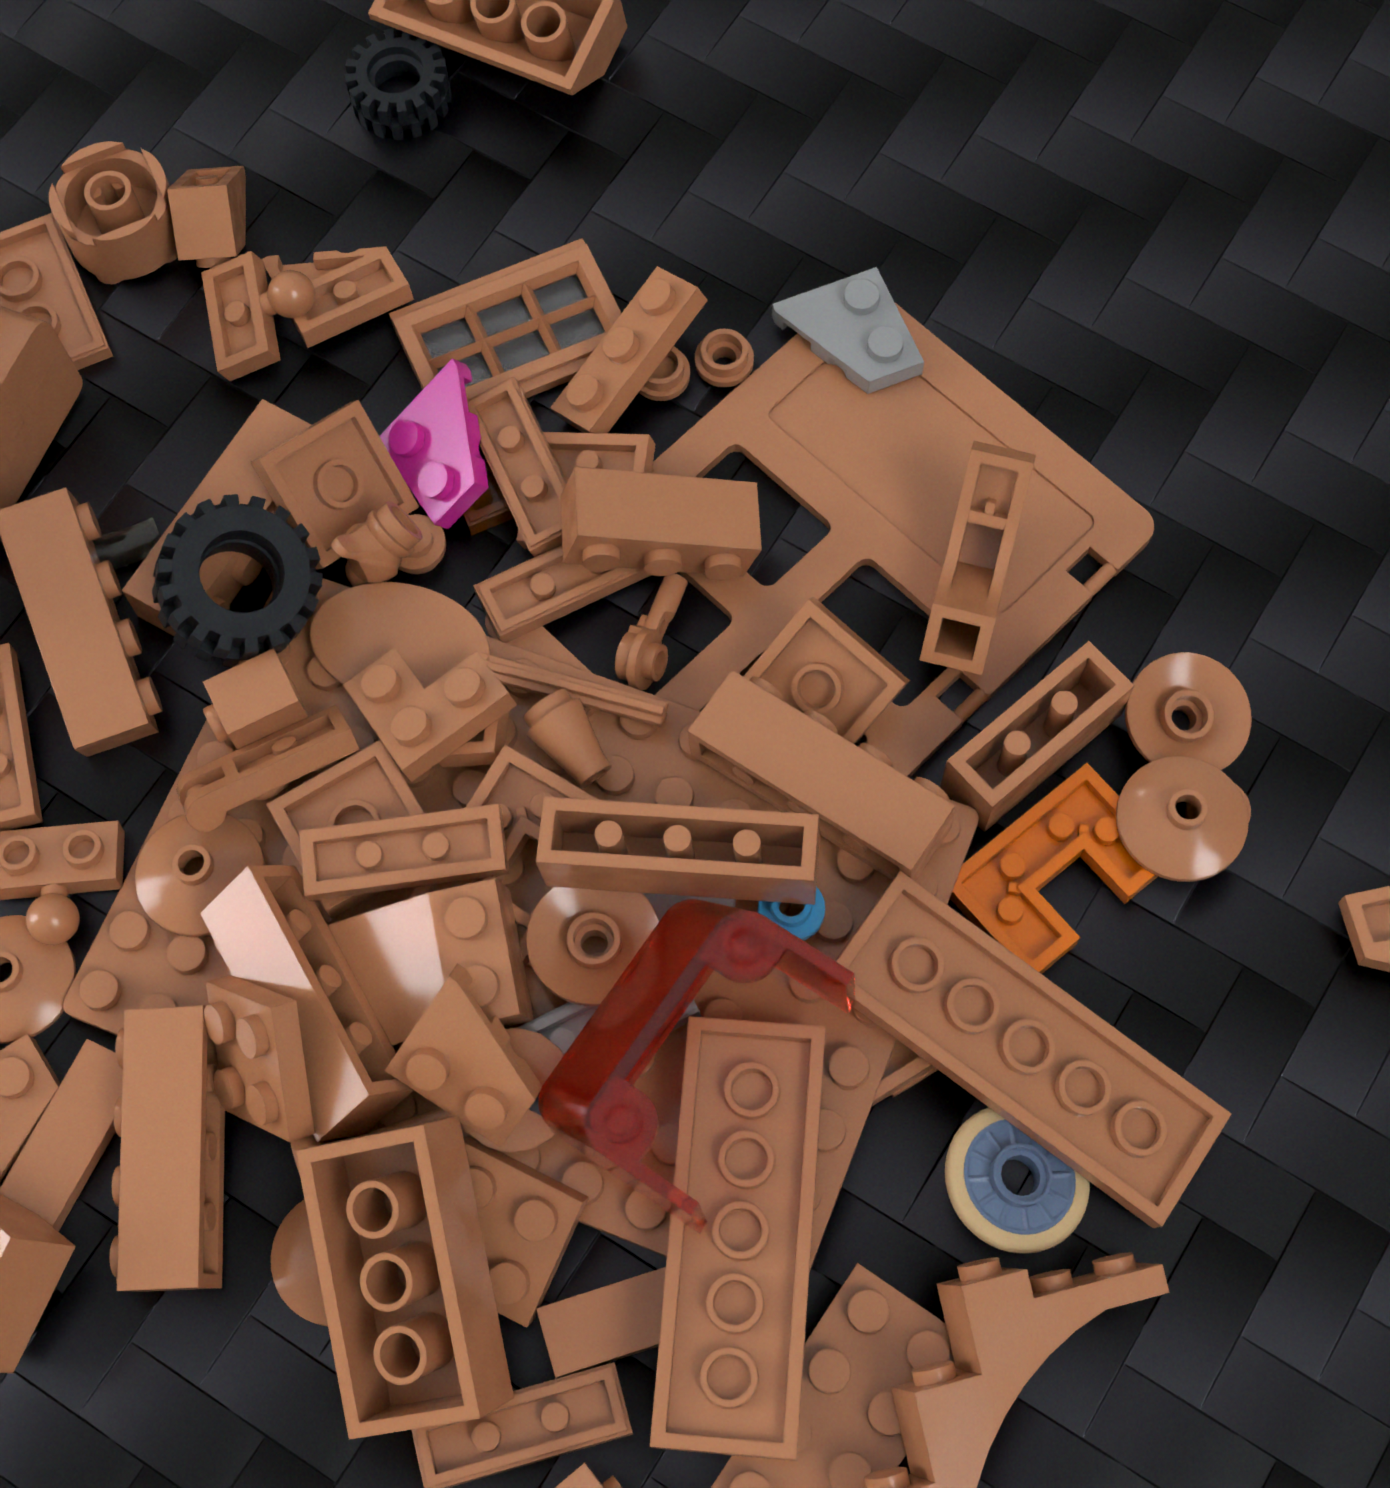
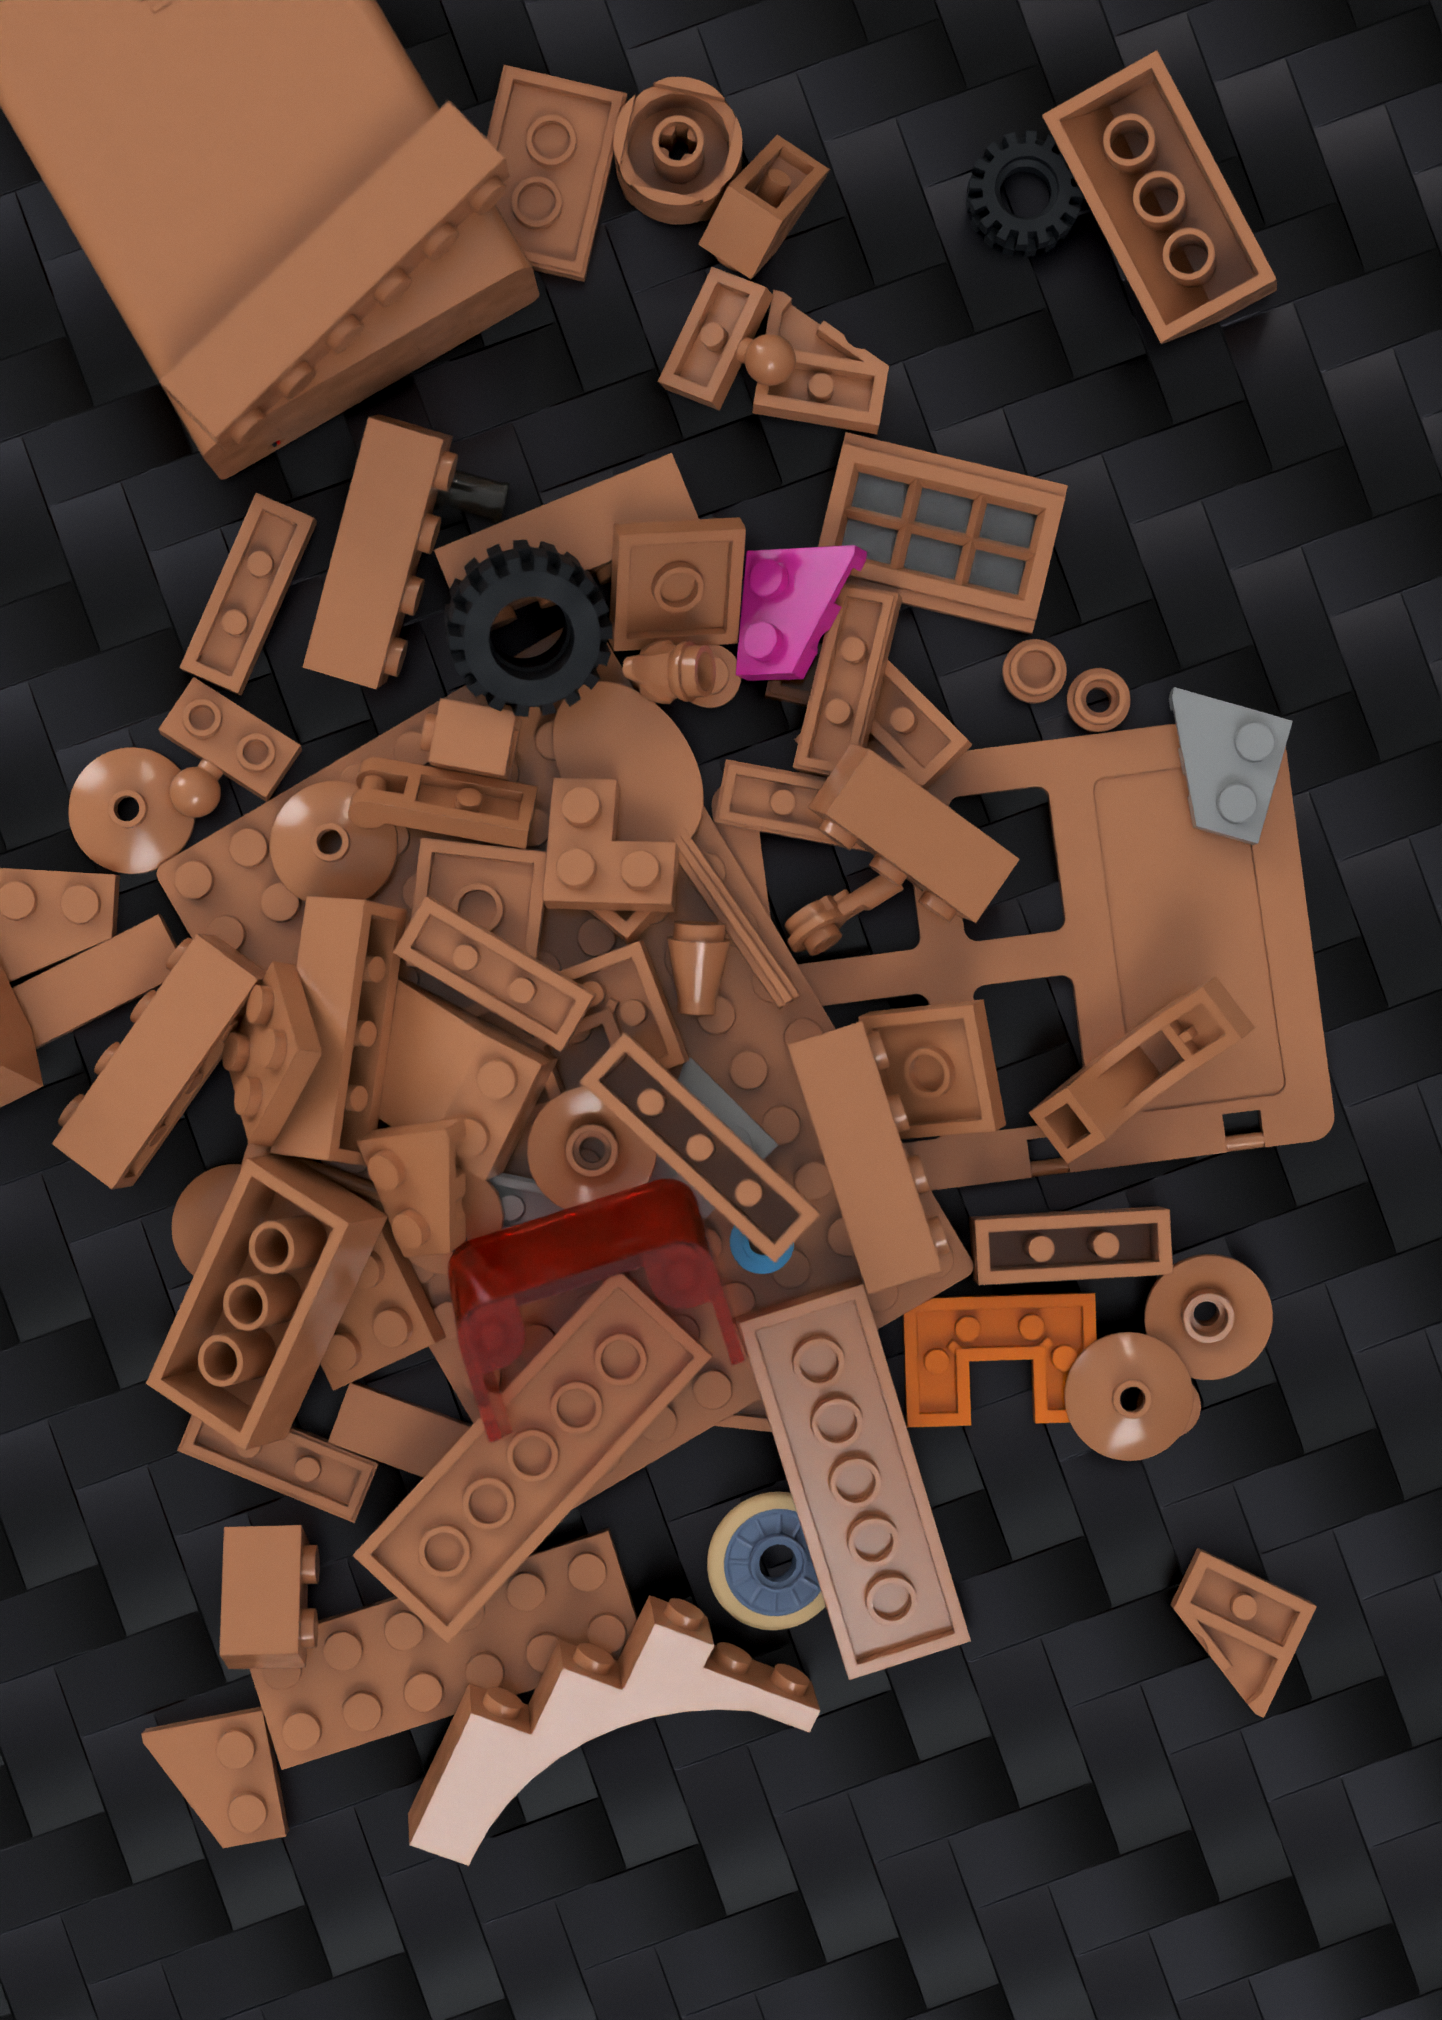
camera: 30 degrees right, 20 degrees up
(629, 353) = (1014, 643): nougat plate -> none

